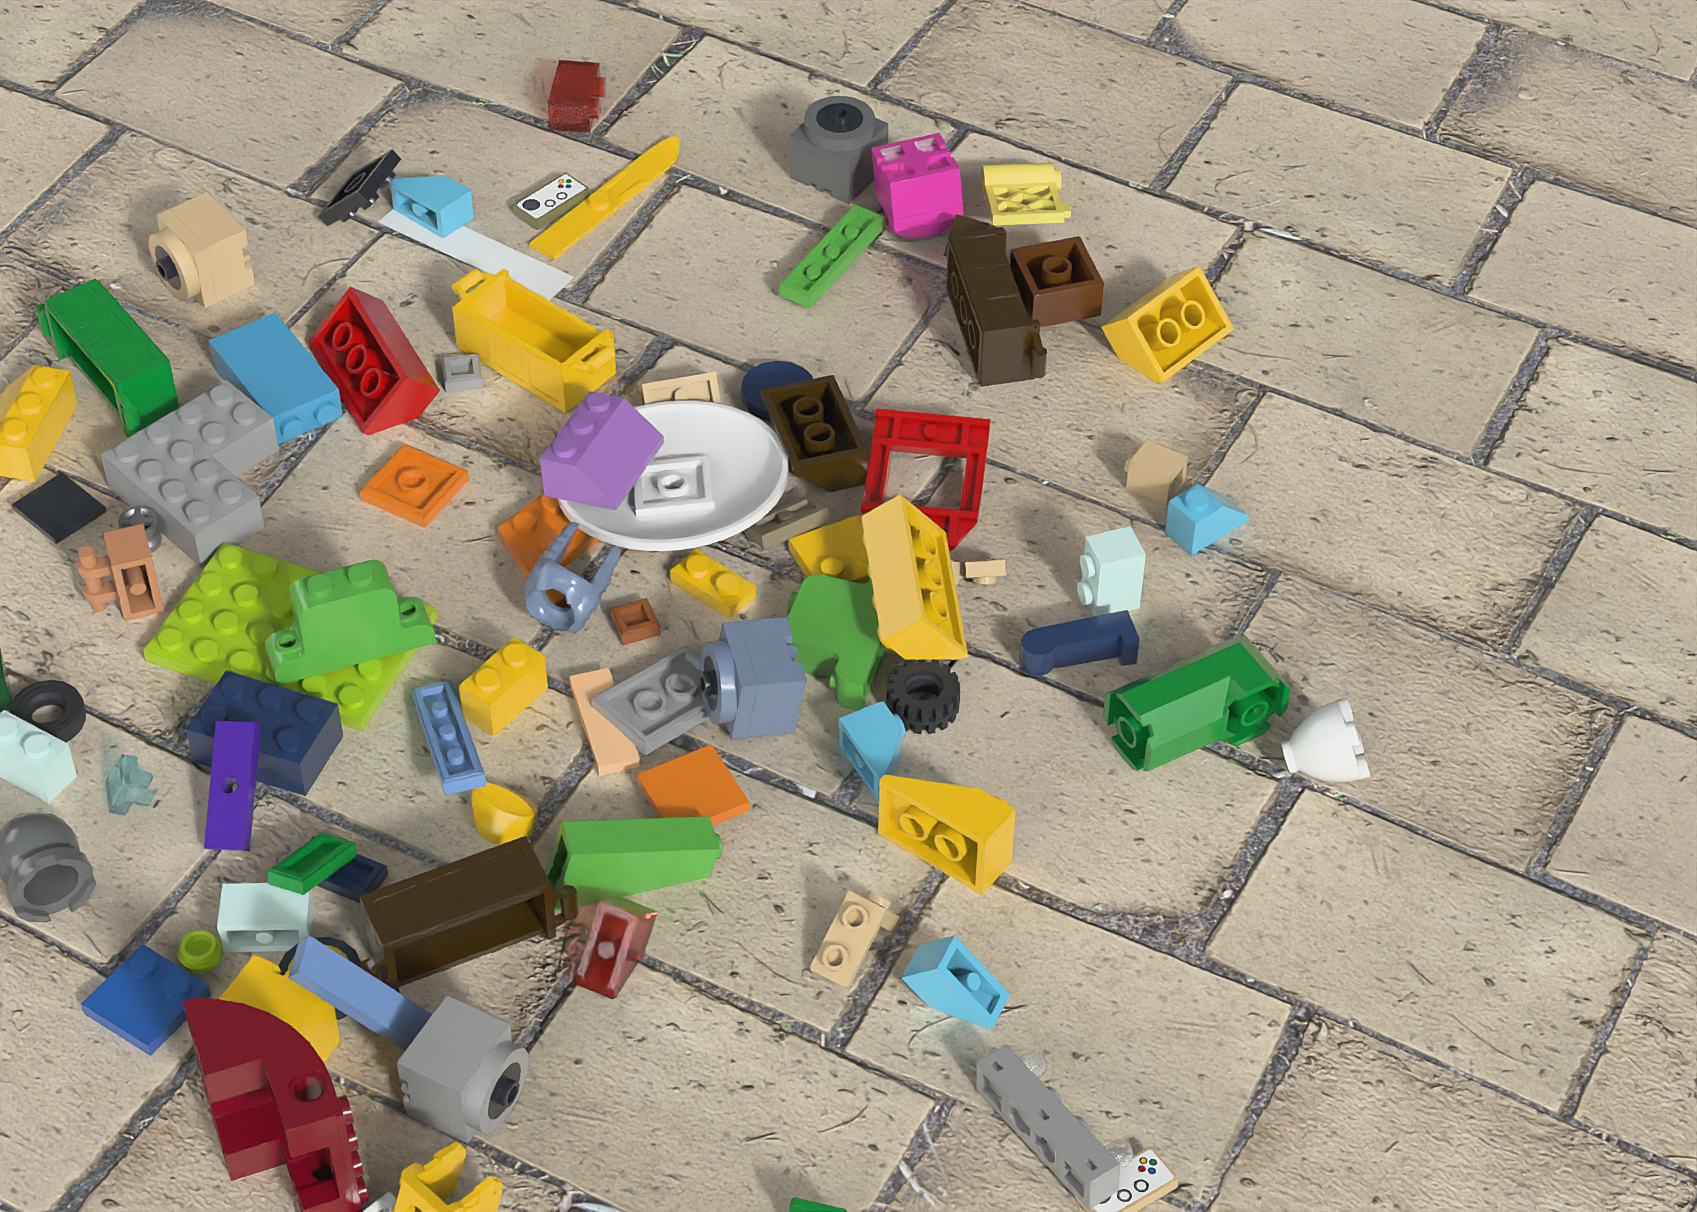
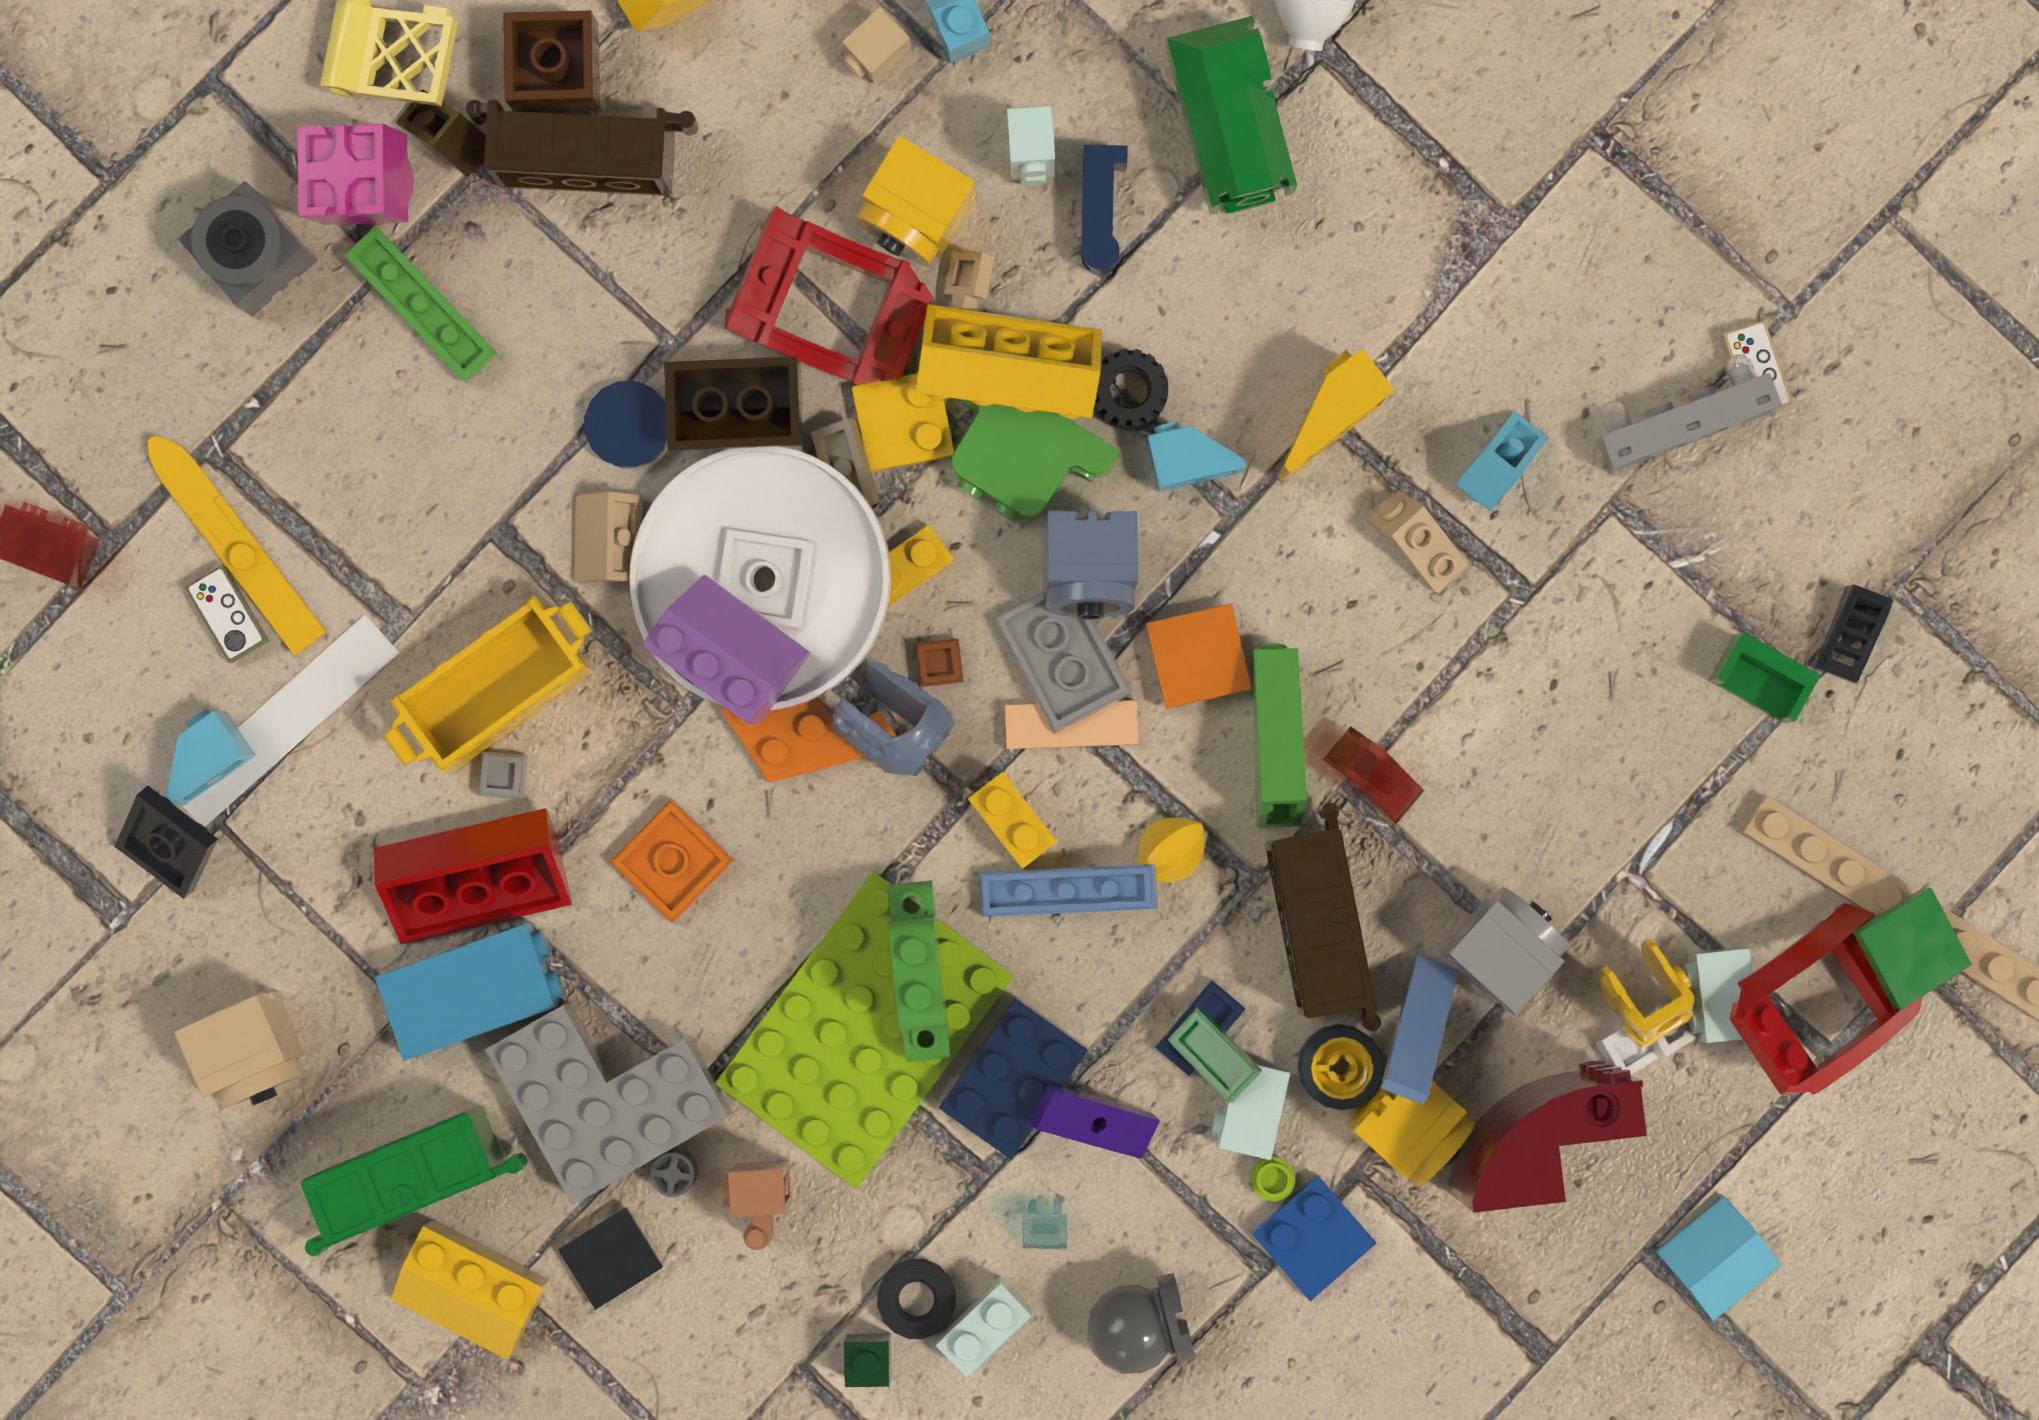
camera: 70 degrees left, 40 degrees up
(1029, 509) = (915, 203): none -> yellow piece

